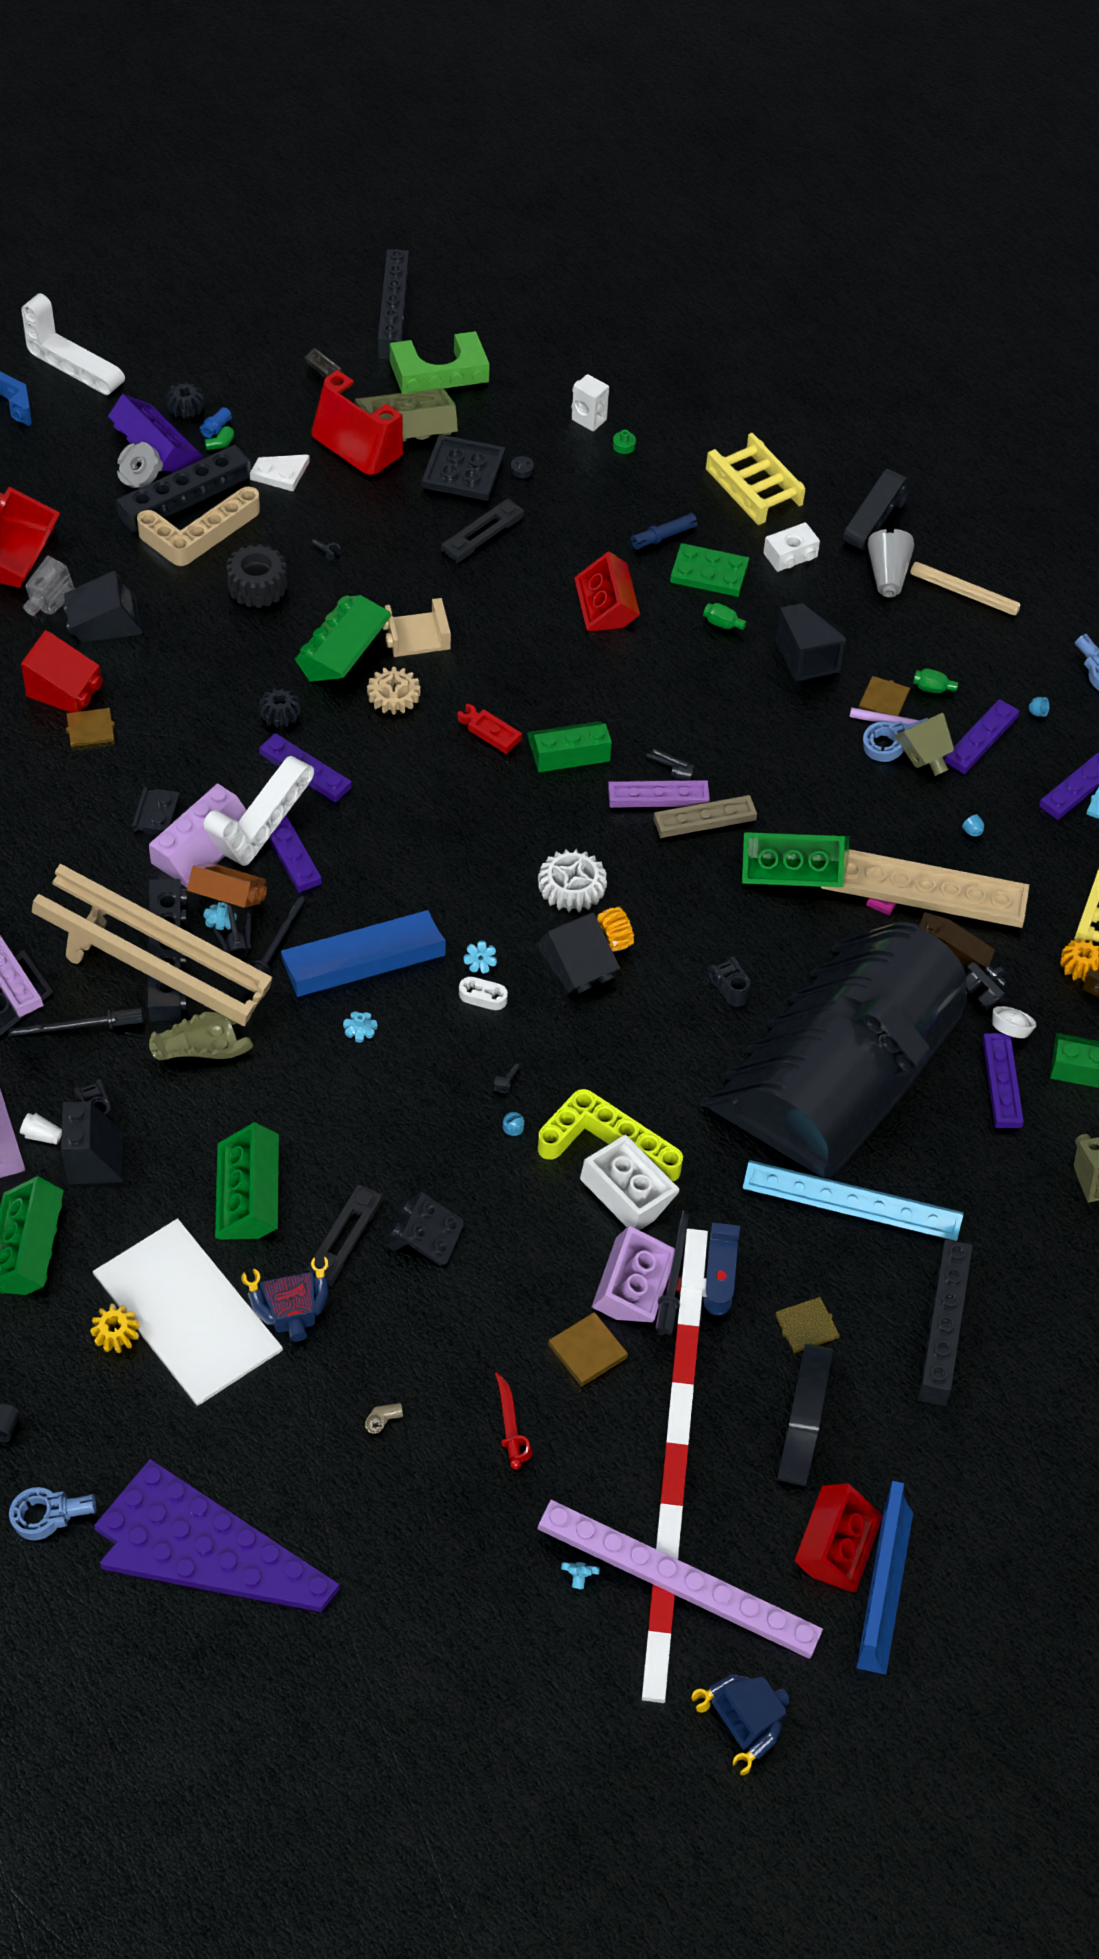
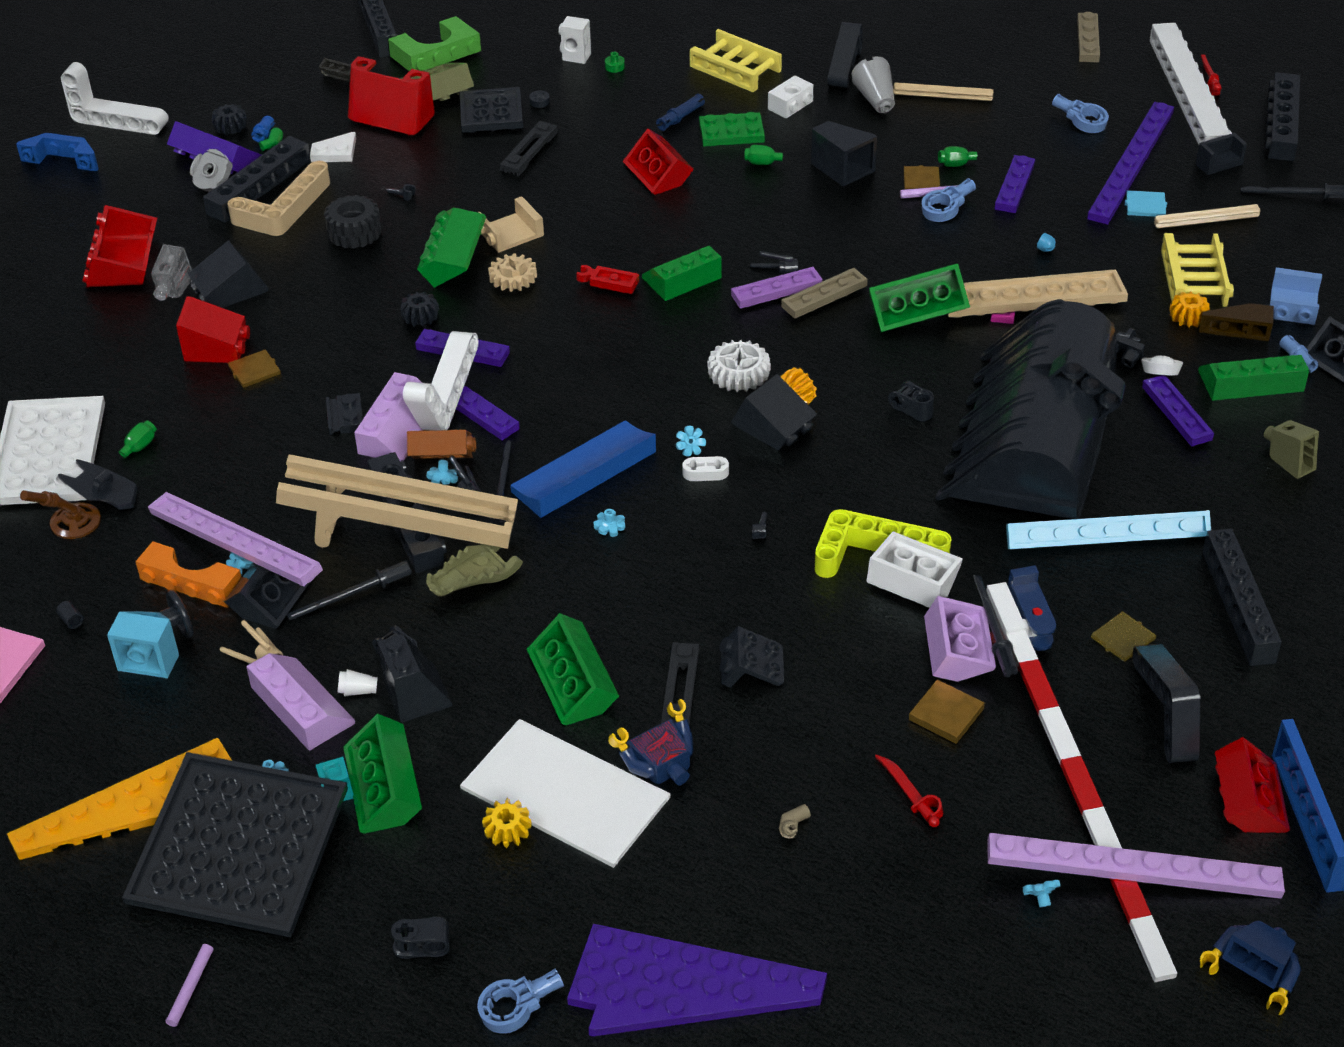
camera: 15 degrees left, 10 degrees down
(516, 1125) = (787, 560): dark azure hinge -> none
(927, 743) = (978, 194): olive torso -> none
(1039, 706) = (1048, 152): dark azure hinge -> none

